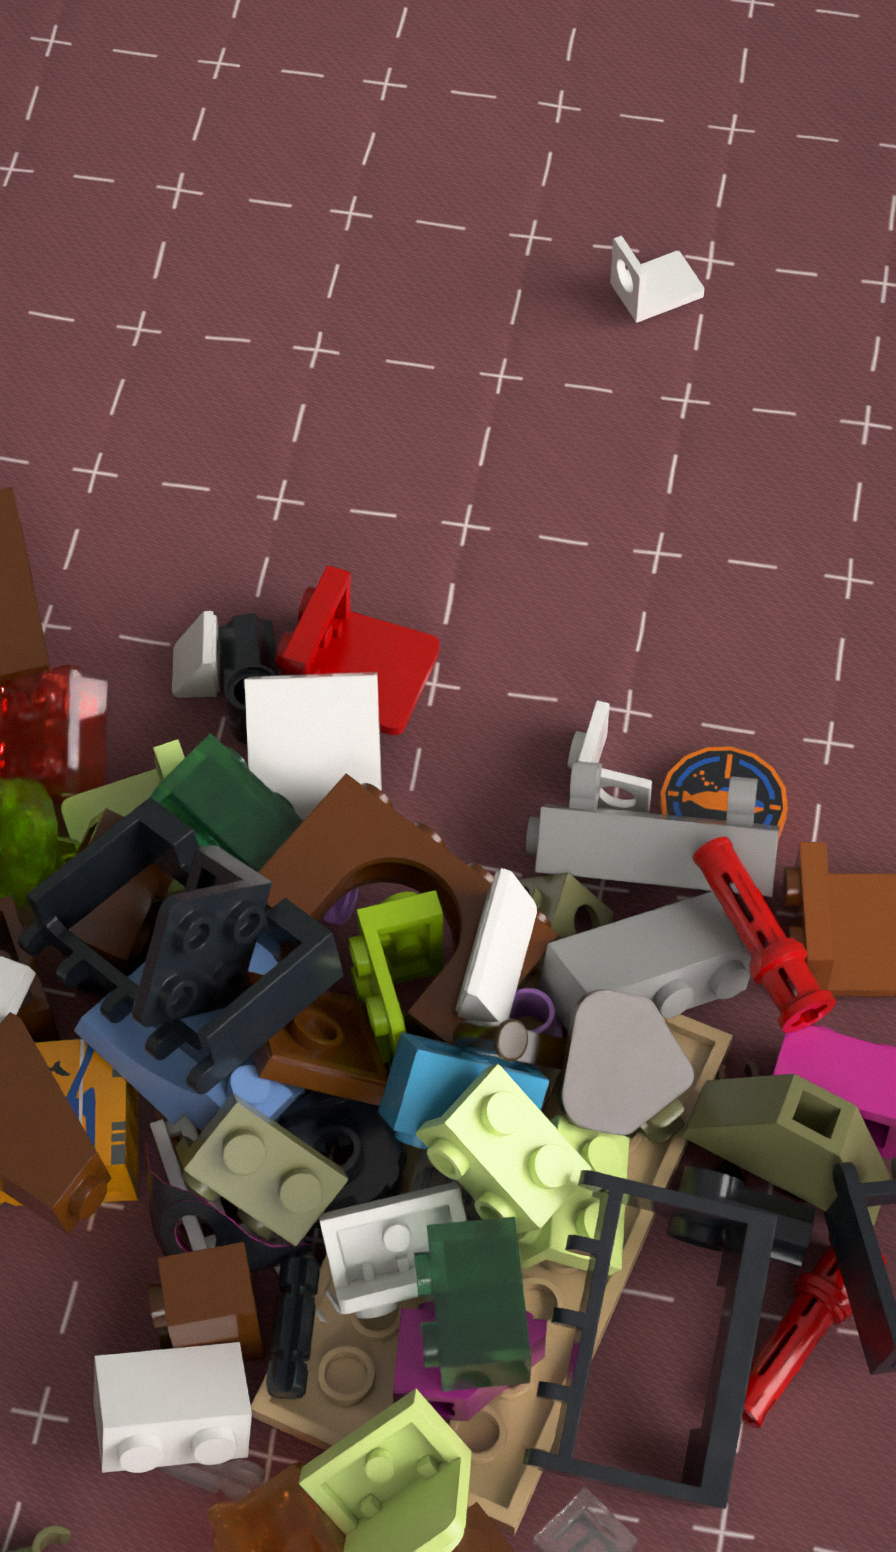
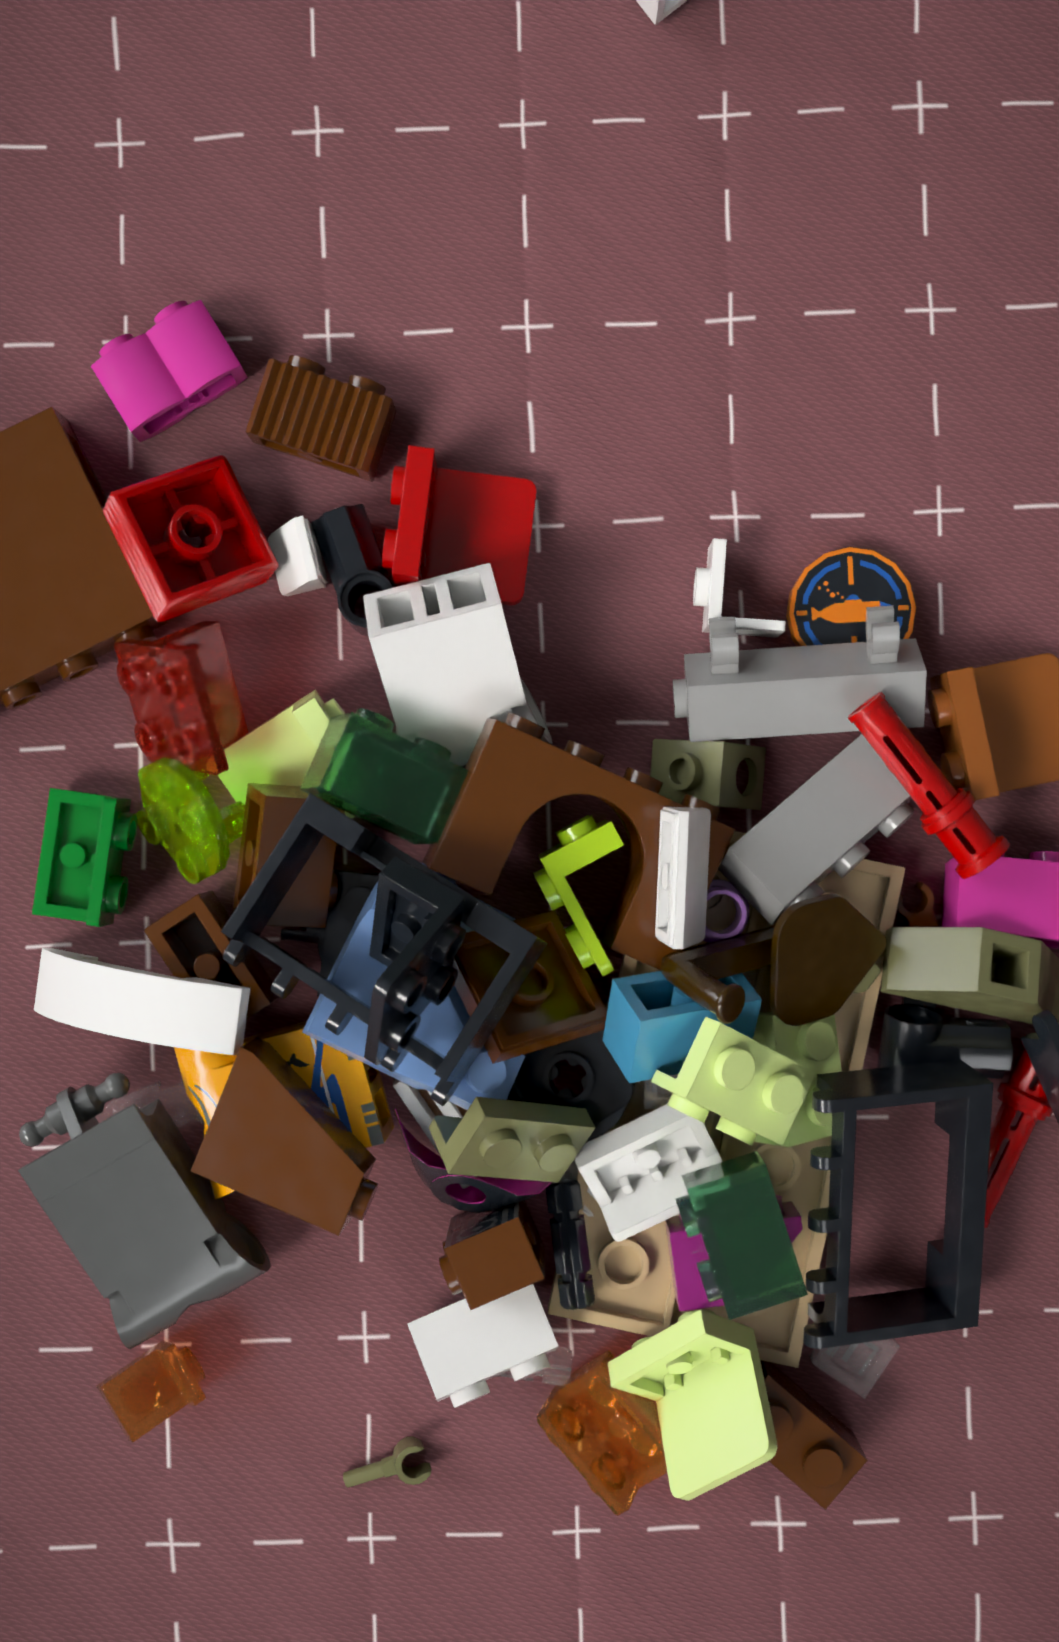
camera: 15 degrees left, 30 degrees up
(103, 612) = (207, 504): none -> red brick
(126, 490) = (168, 369): none -> dark pink brick
(254, 551) = (322, 417): none -> reddish brown brick

